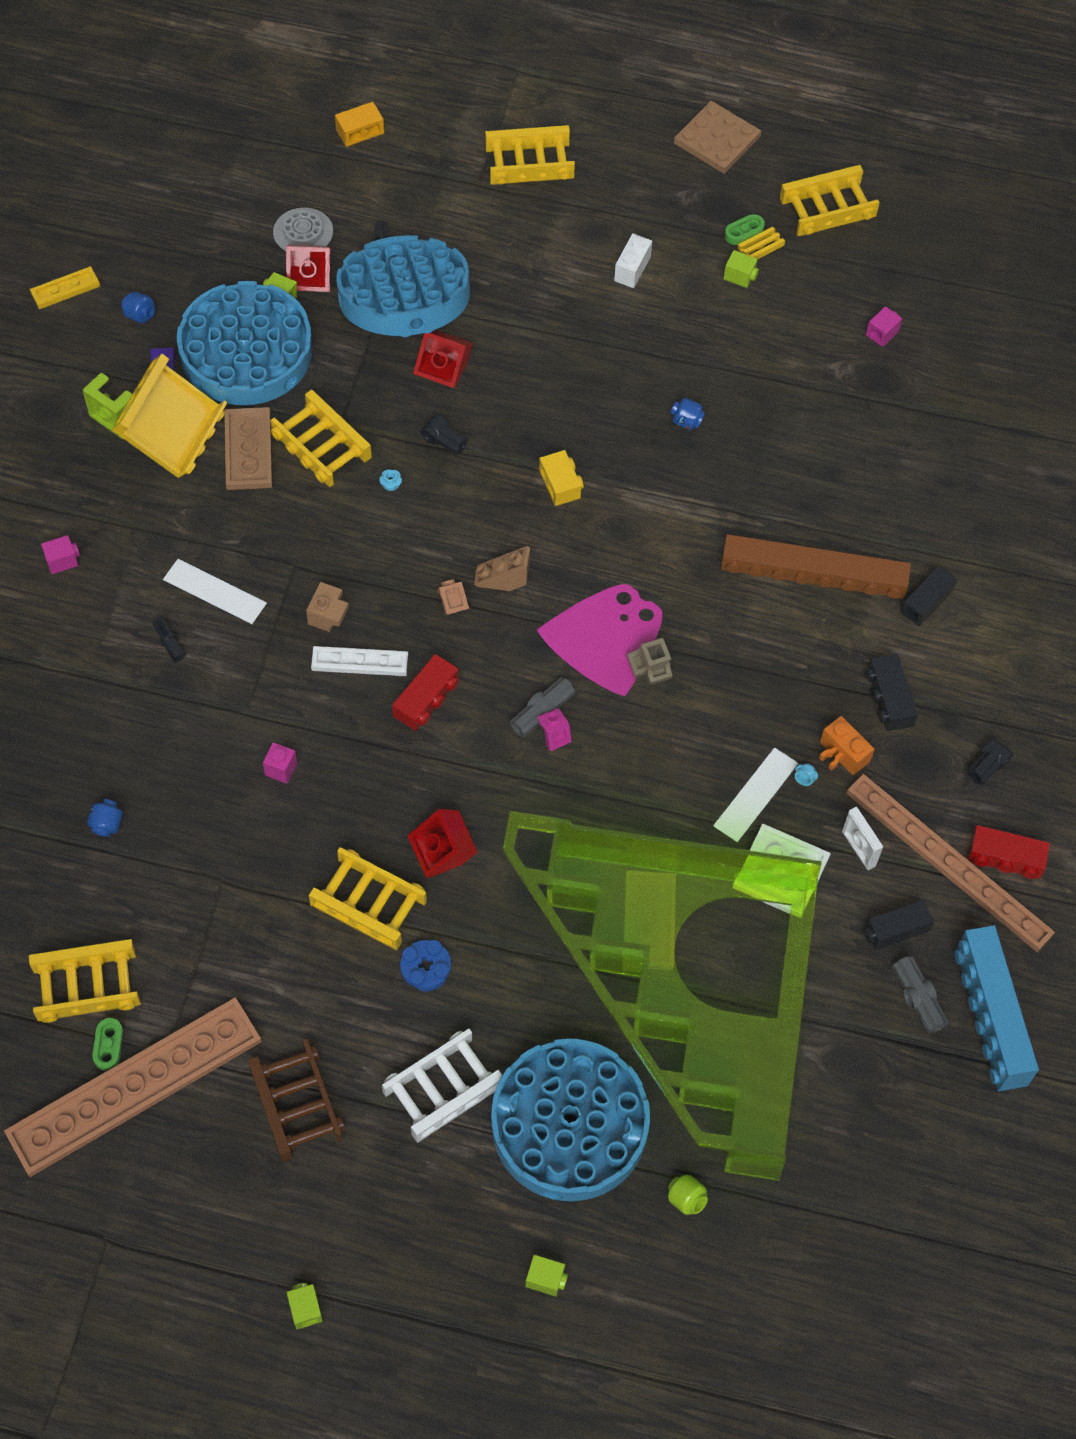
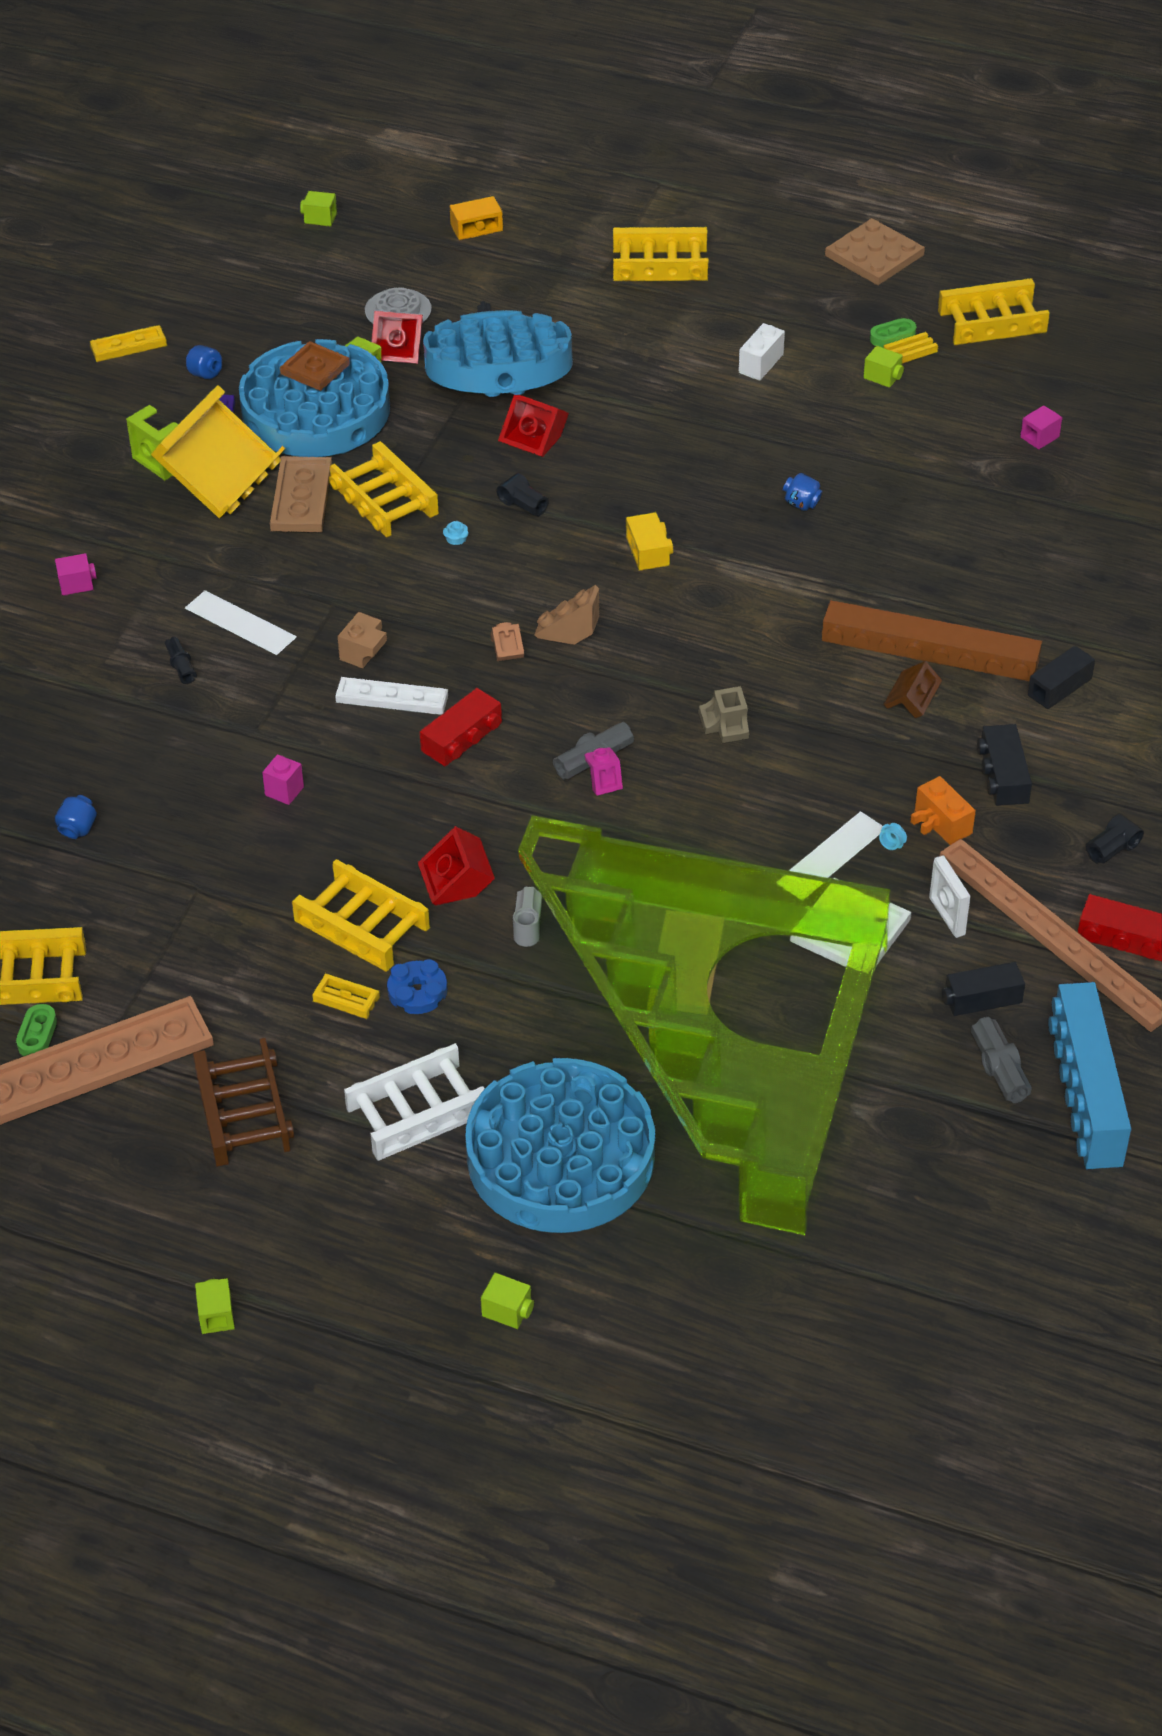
camera: 10 degrees right, 15 degrees down
(215, 122) = (319, 208): none -> lime brick
(242, 313) = (314, 365): none -> dark orange tile
(362, 988) = (343, 999): none -> yellow tile
(509, 886) = (527, 917): none -> light grey piece
(598, 641) = (668, 694): dark pink piece -> none
(687, 1194) = (690, 1234): lime head -> none
(805, 618) = (914, 689): none -> reddish brown panel

